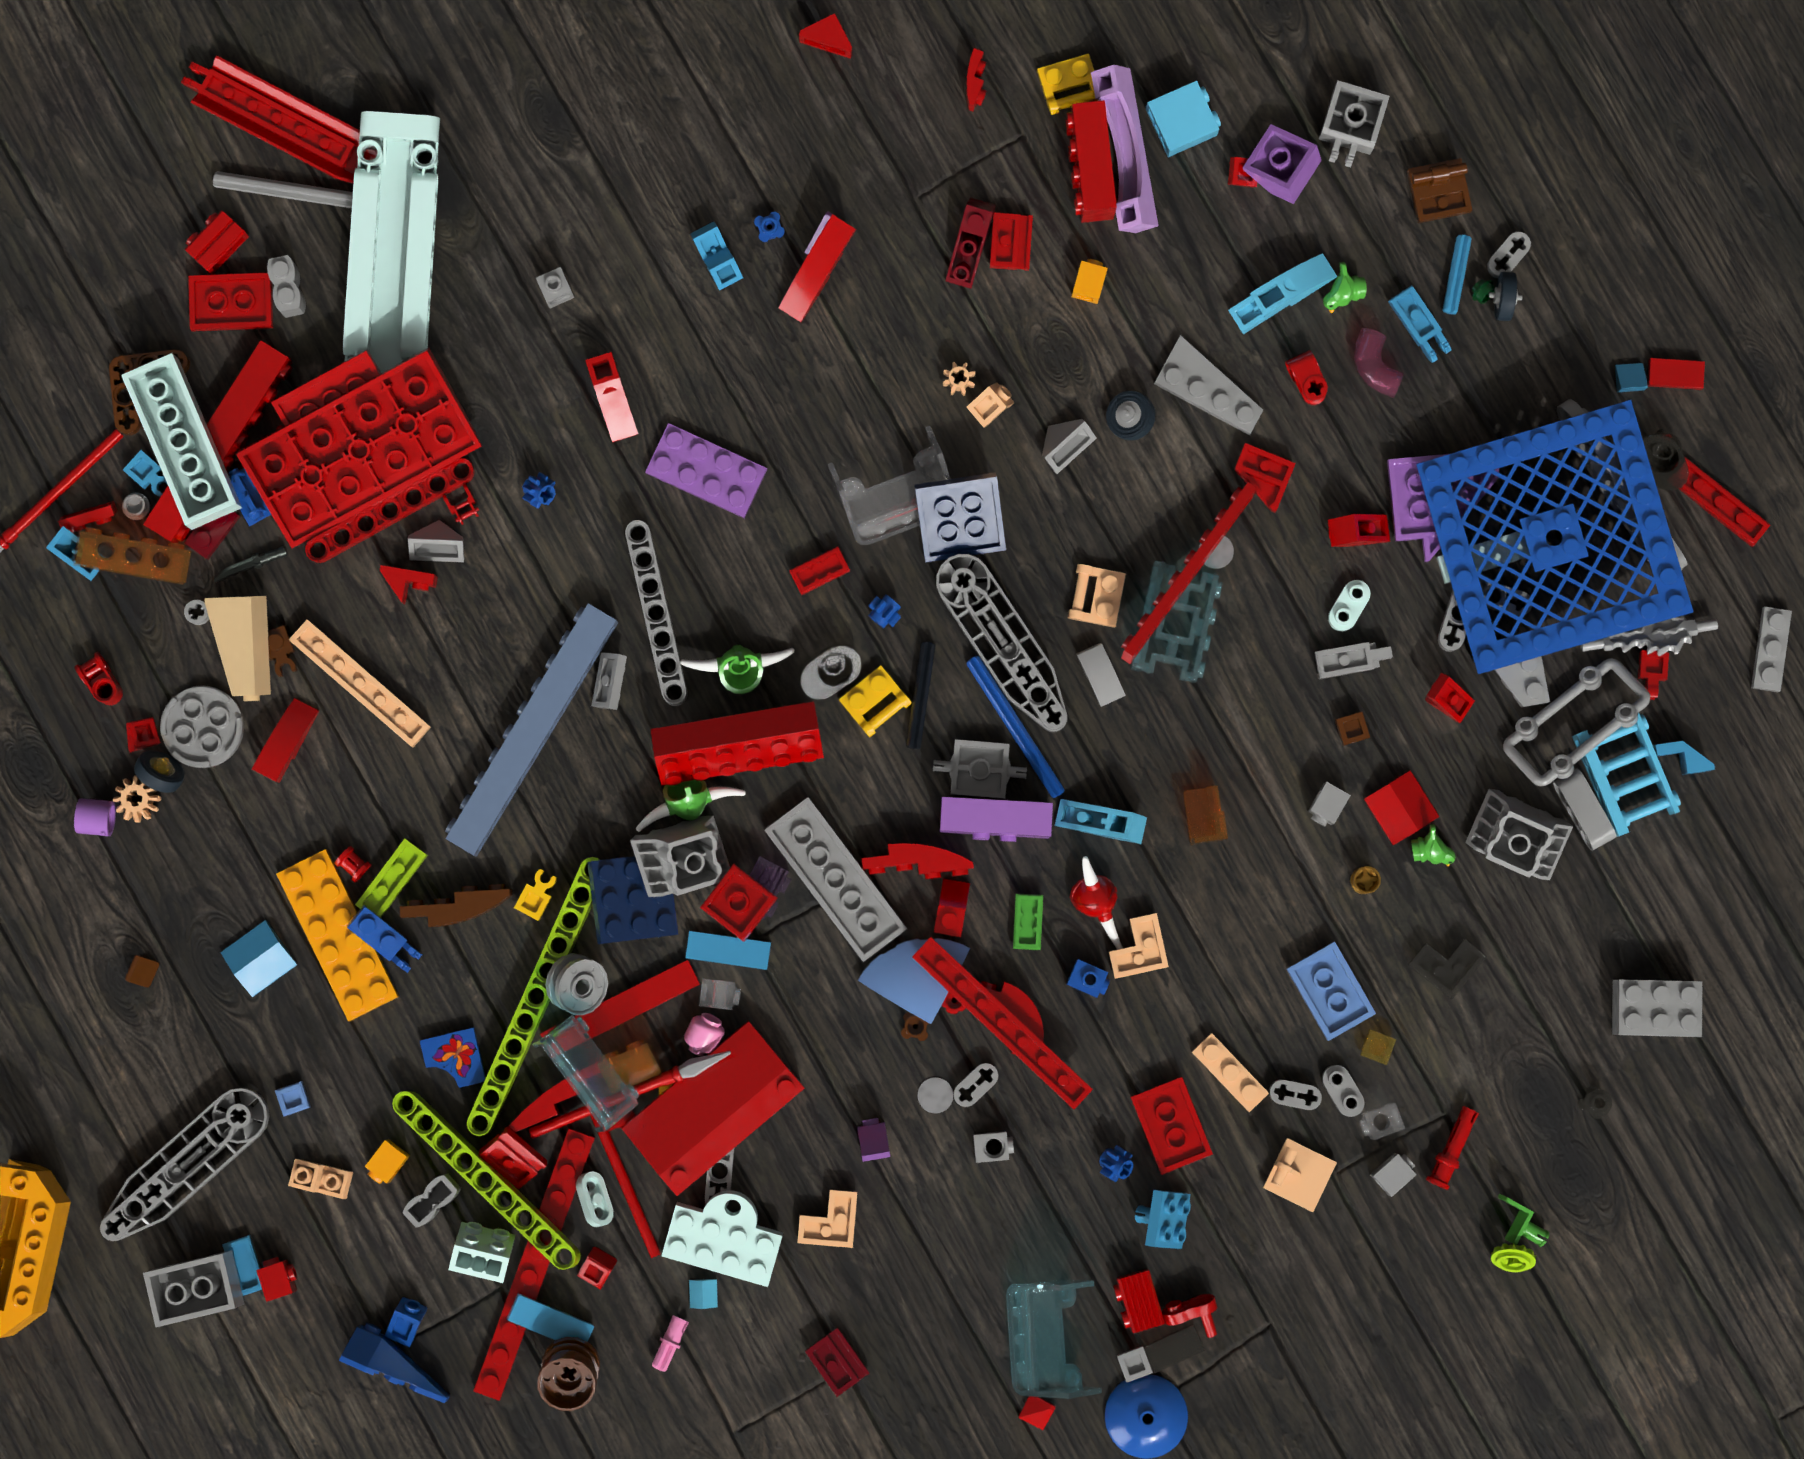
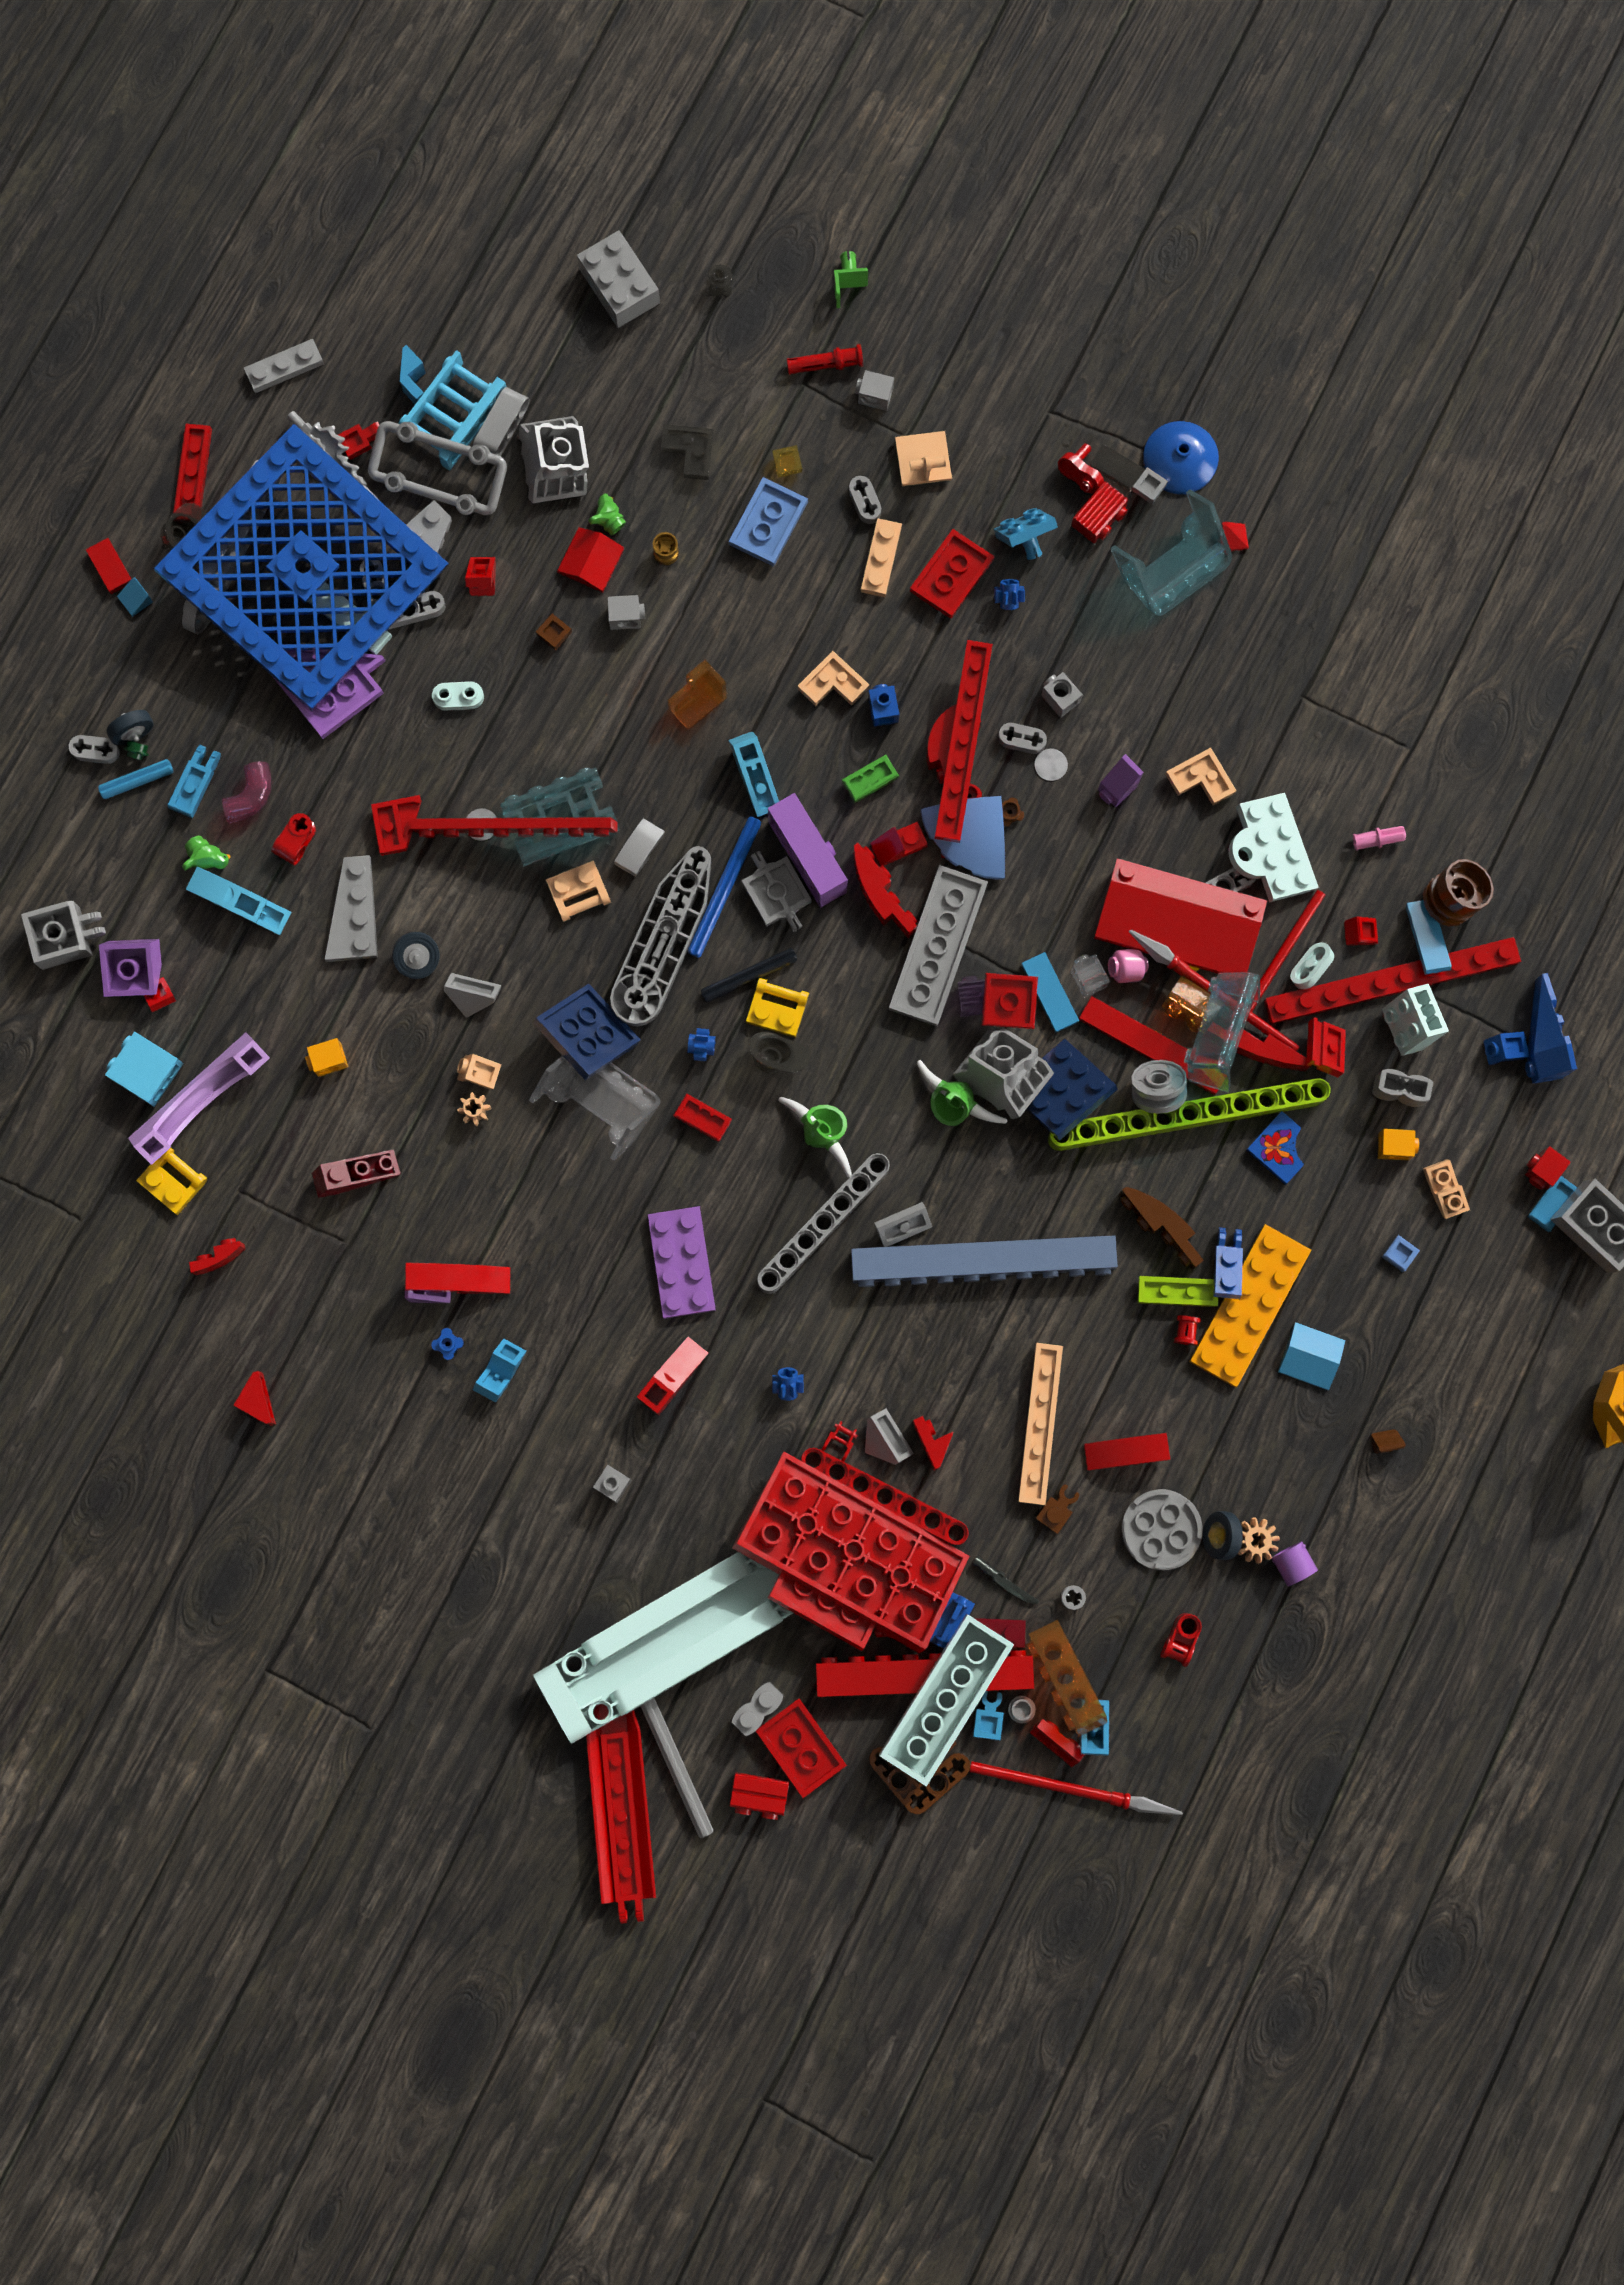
camera: 125 degrees left, 5 degrees down
(142, 734) = (1201, 1574): red slope -> none
(173, 1176) = (1527, 1303): light grey beam -> none
(242, 641) = (1072, 1540): tan slope -> none
(473, 1177) = (1365, 1046): lime beam -> none
(534, 899) = (1115, 1168): yellow plate -> none
(703, 1293) = (1324, 838): medium azure slope -> none
(737, 743) = (885, 1085): red brick -> none
(837, 1362) = (1303, 704): dark red plate -> none
(1011, 241) = (334, 1140): red plate -> none
(1092, 160) = (225, 1116): red brick -> none
(1096, 897) = (817, 736): red helmet -> none
(1341, 1092) = (839, 466): light grey plate -> none
(1350, 659) = (500, 667): light grey hinge -> none
(1358, 530) = (393, 724): red slope -> none
(1393, 1125) = (839, 413): clear brick -> none
(1439, 190) = (74, 833): reddish brown plate -> none
(1513, 1258) = (878, 266): lime gear -> none

